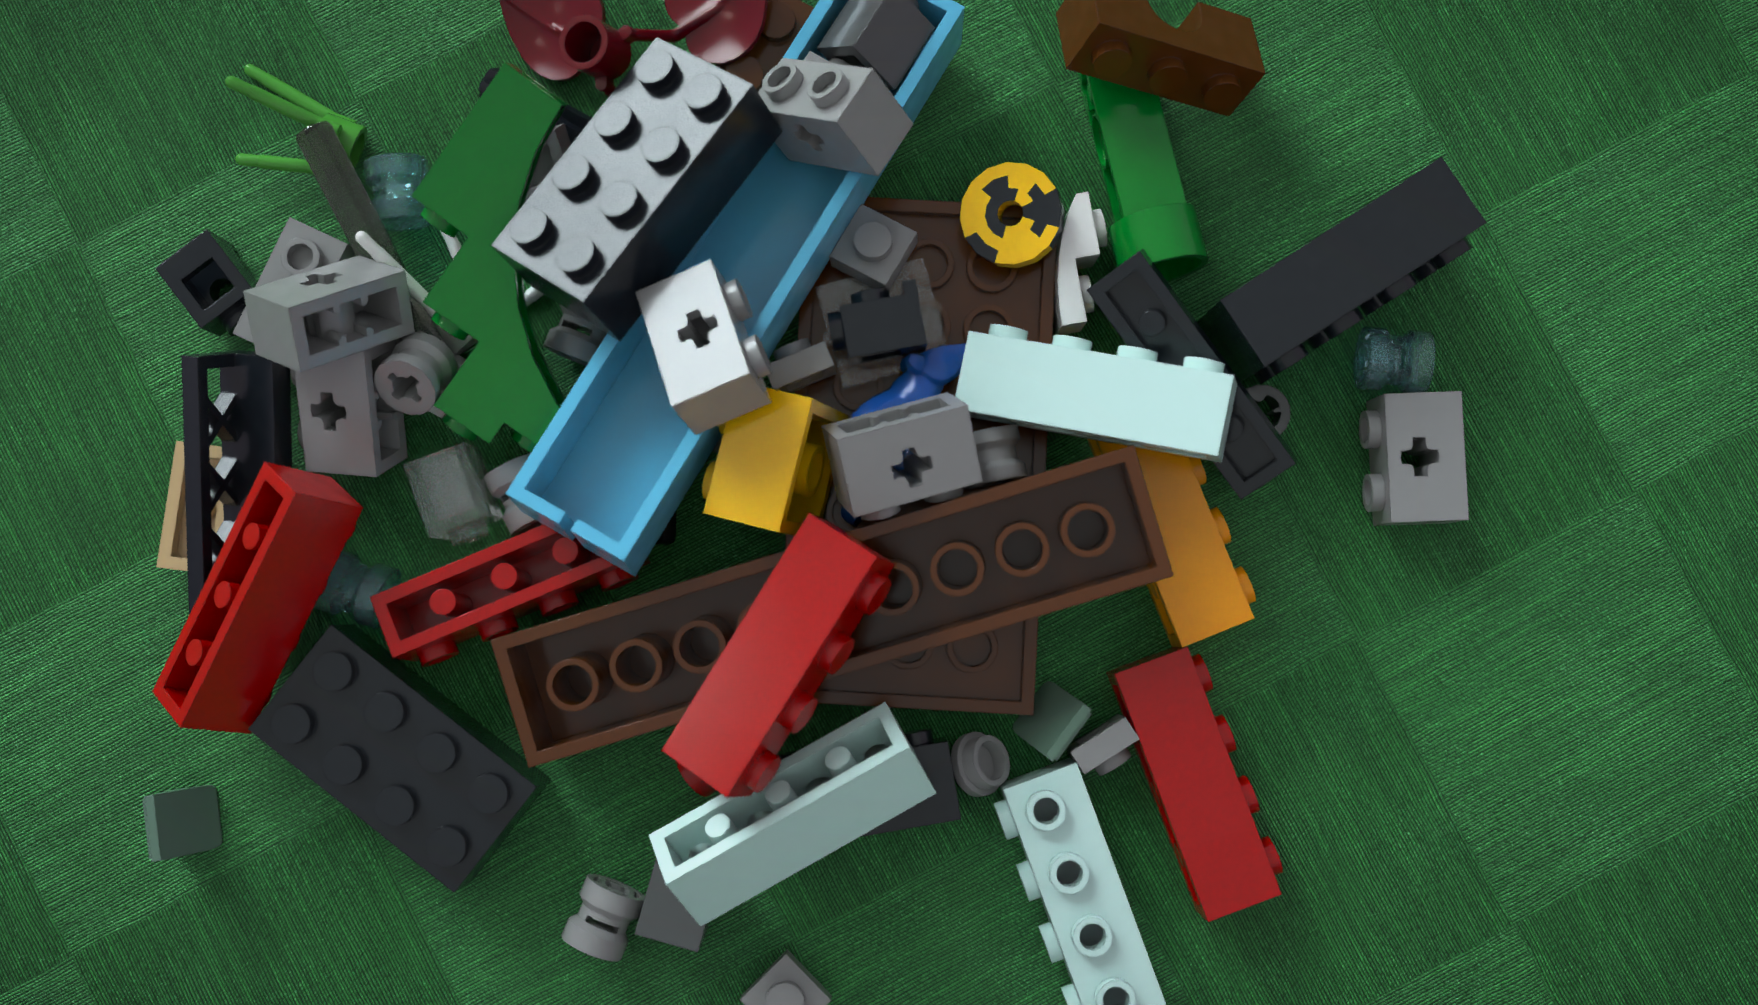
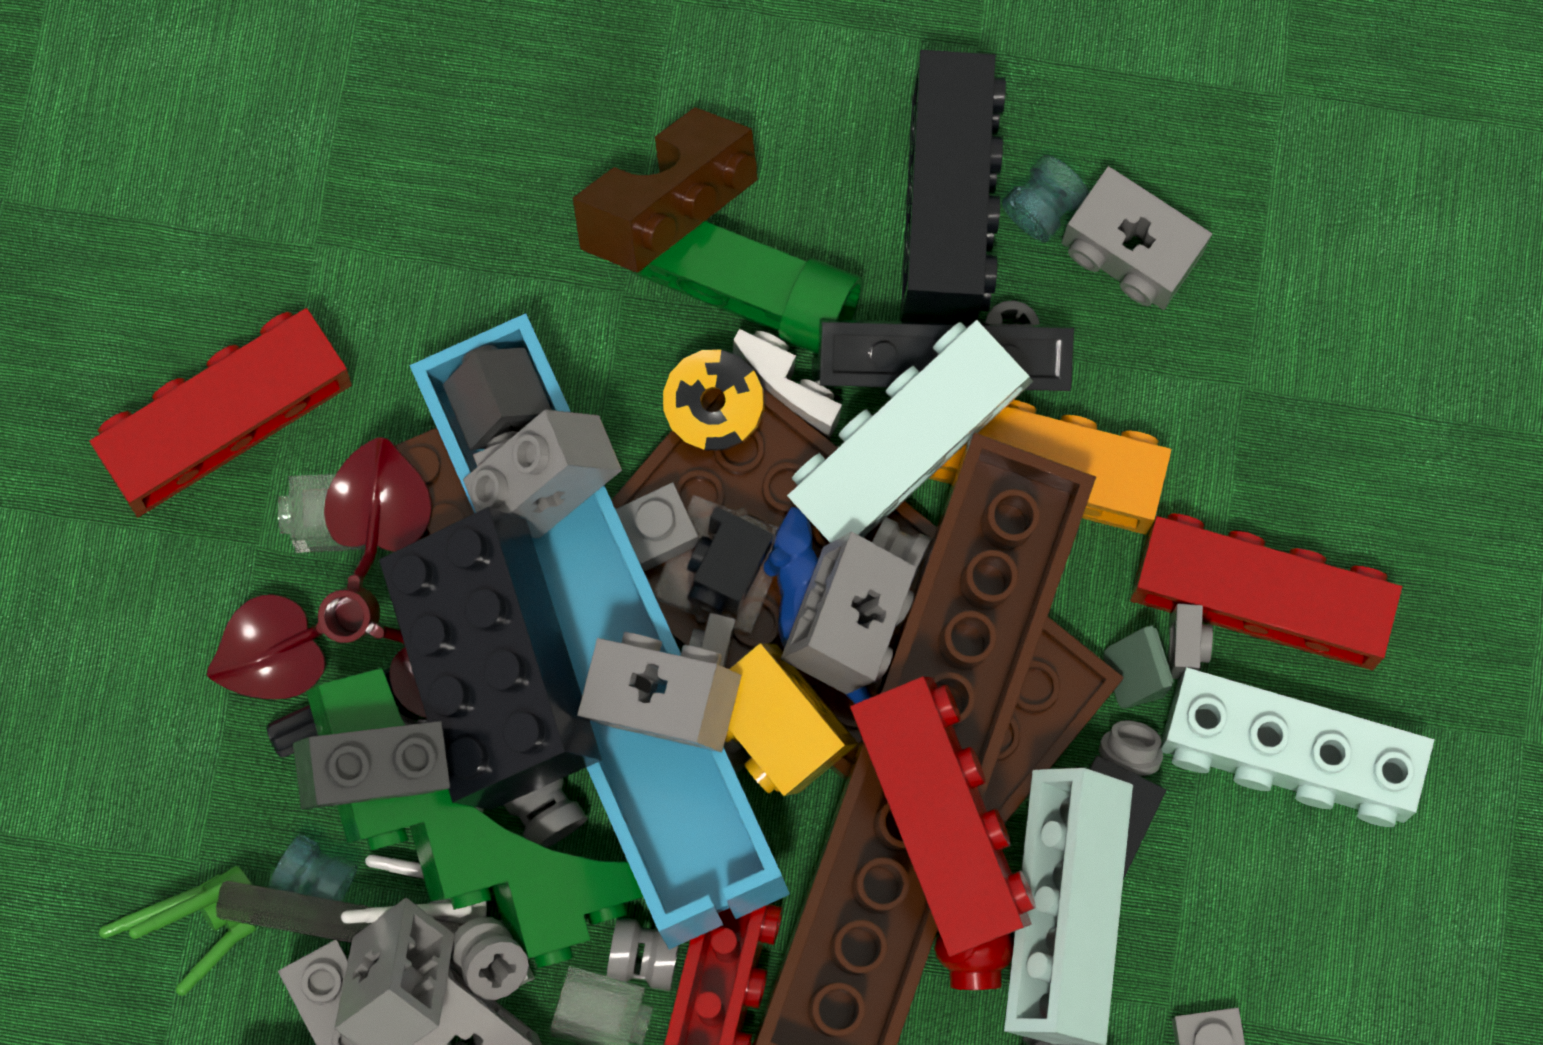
camera: 60 degrees left, 10 degrees down
(460, 152) = (371, 765): none -> dark grey brick

